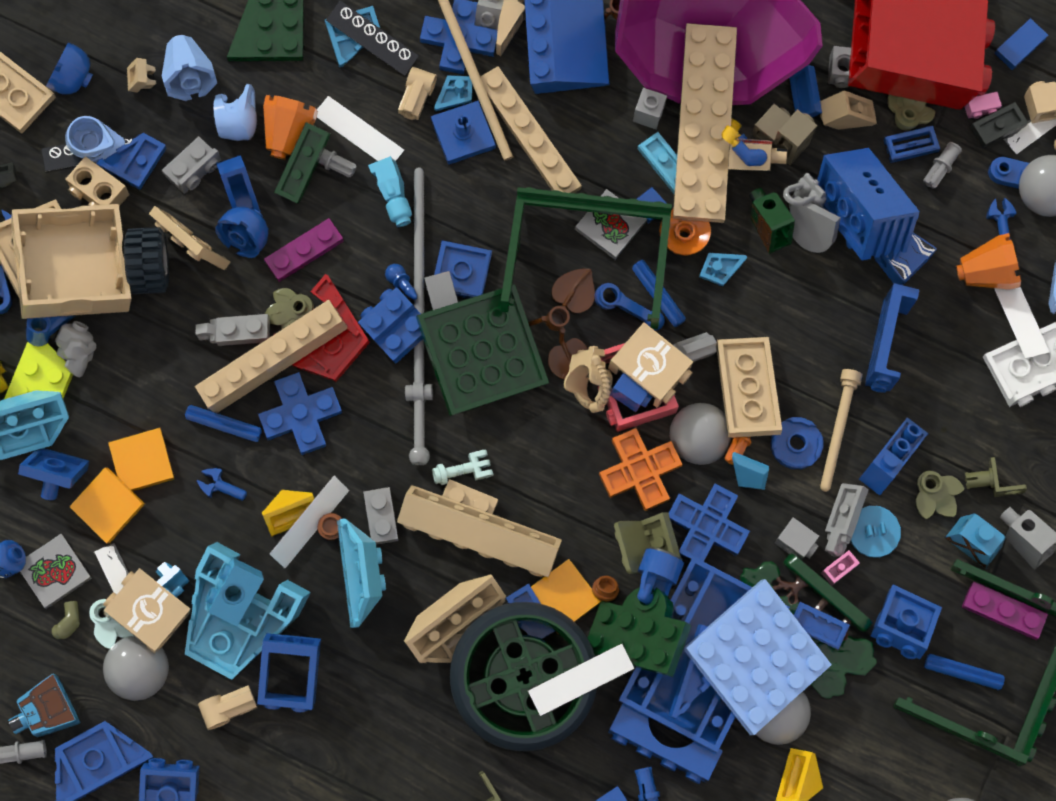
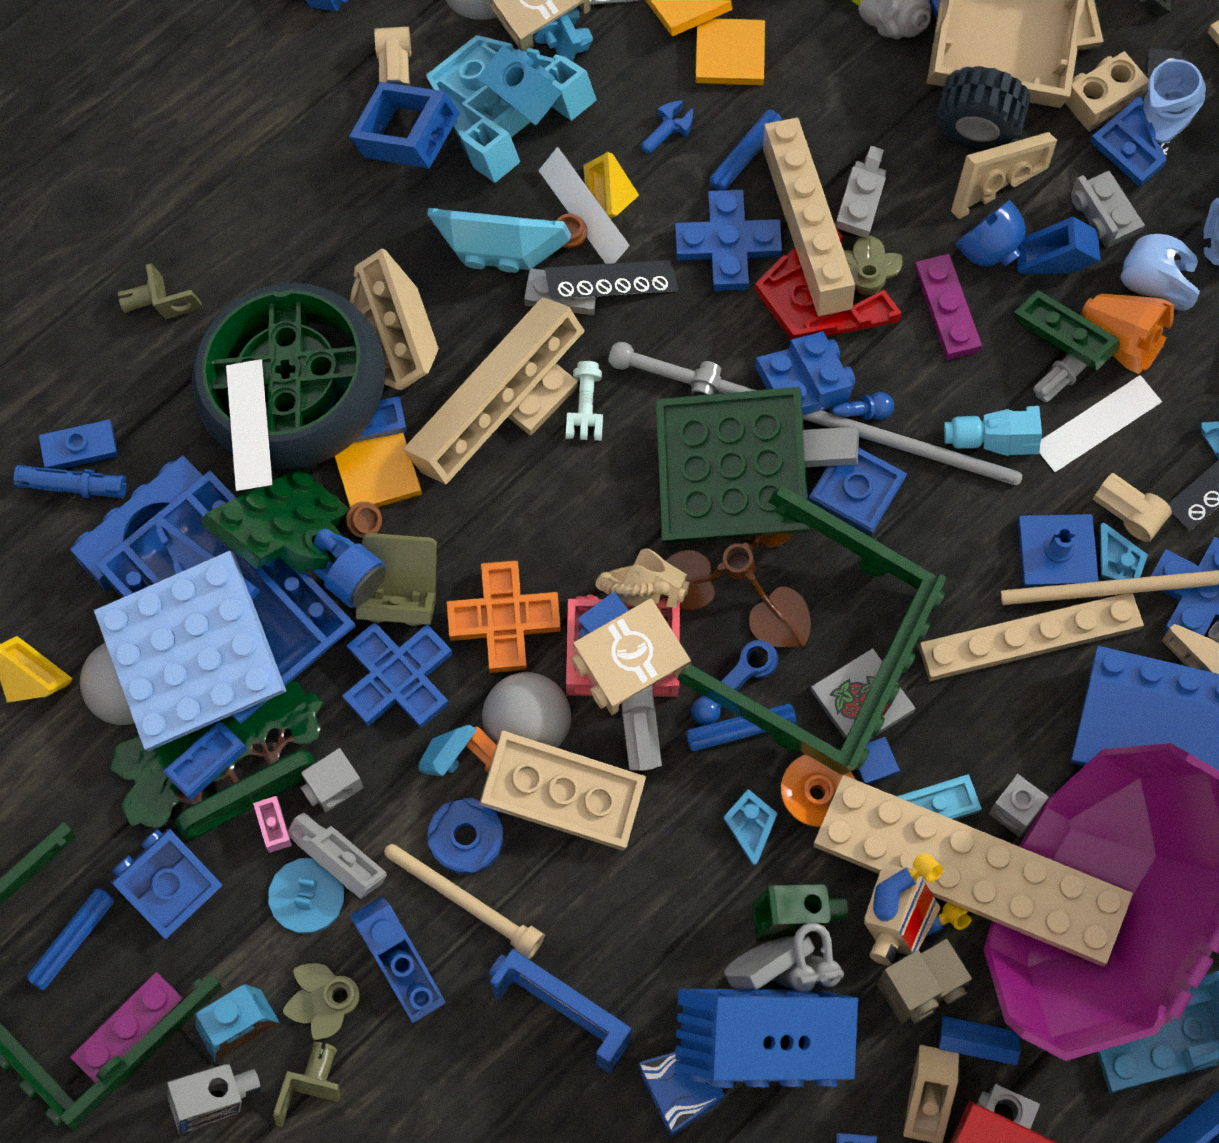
camera: 115 degrees right, 5 degrees down
(362, 482) = (611, 279): none -> black sticker

